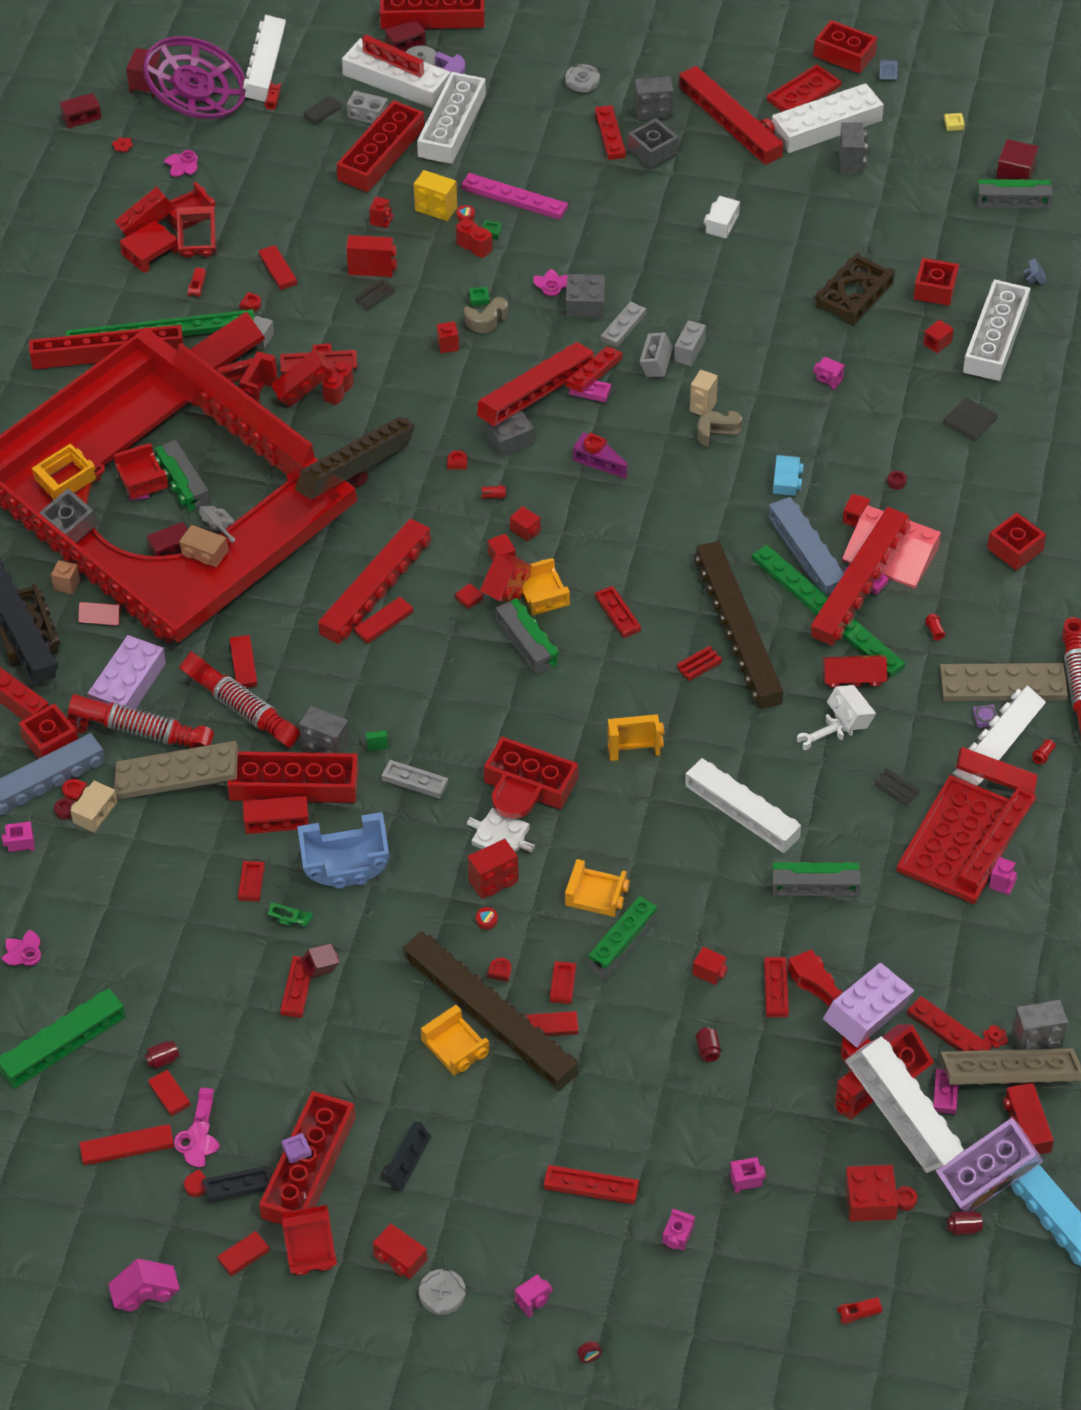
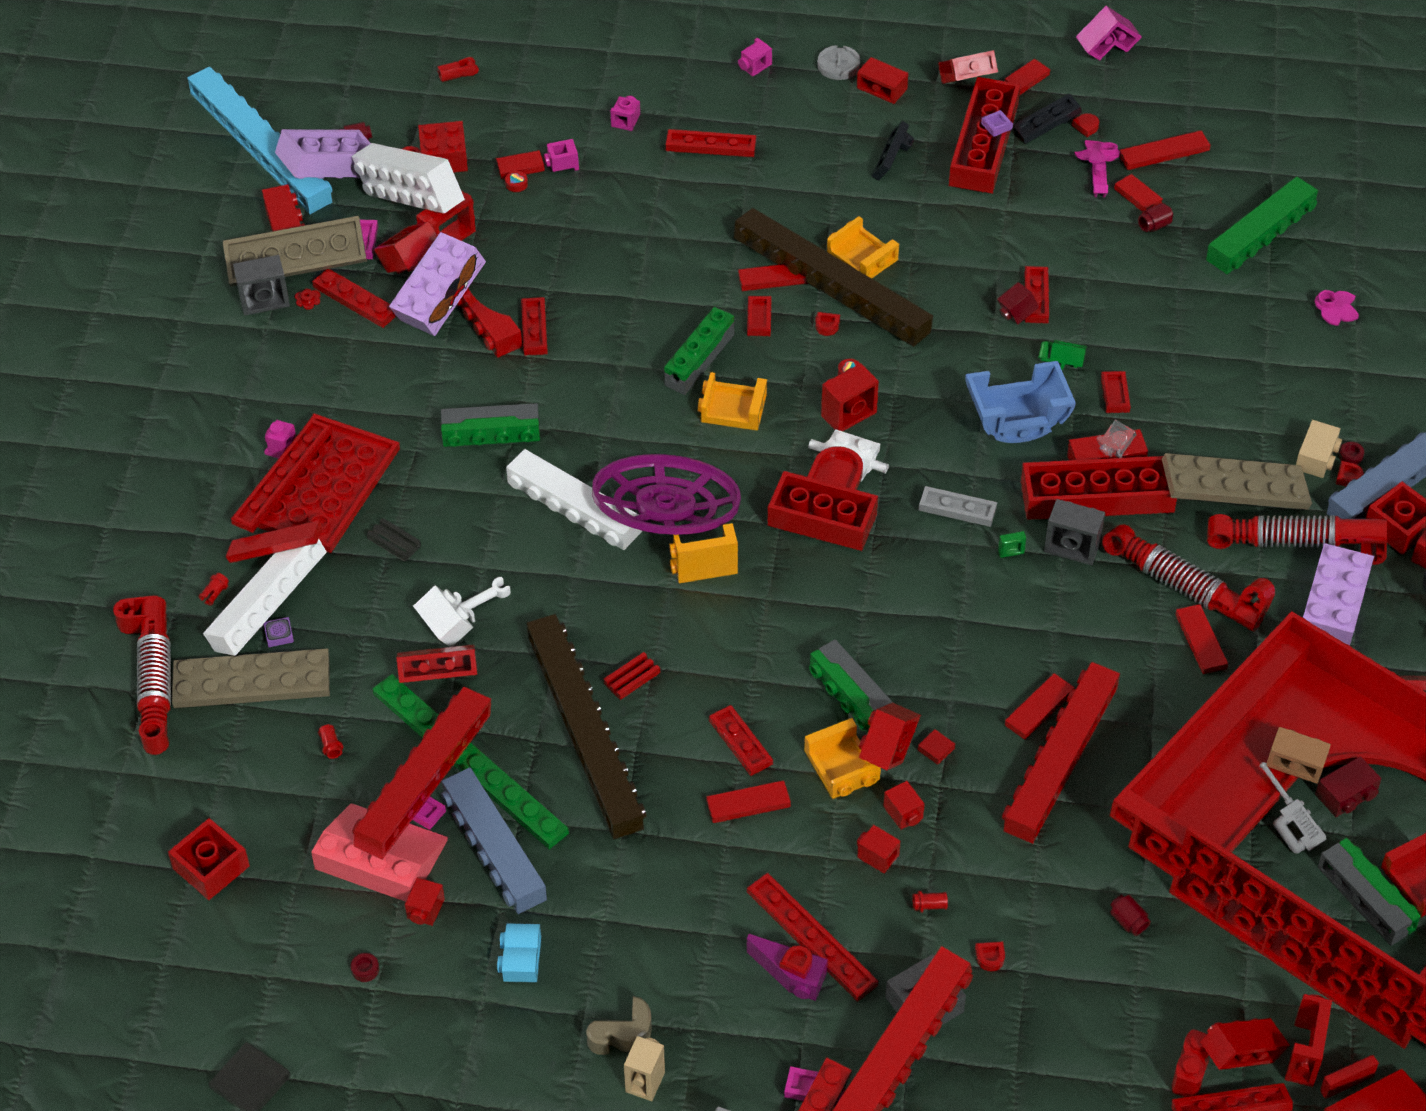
camera: 175 degrees right, 0 degrees up
(19, 837) = (1387, 409): dark pink brick -> none
(271, 800) = (1116, 439): none -> clear bracket
(354, 457) = (1124, 854): dark brown brick -> none
(581, 480) = (812, 935): none -> red tile
(589, 1352) = (699, 22): dark red tile -> none
(616, 567) = (748, 801): none -> red tile
(659, 773) = (664, 501): none -> magenta dish
(708, 1044) = (603, 261): dark red brick -> none
(710, 966) = (604, 332): red brick -> none
(790, 1177) = (525, 162): none -> red tile
(794, 1156) = (516, 181): none -> red tile

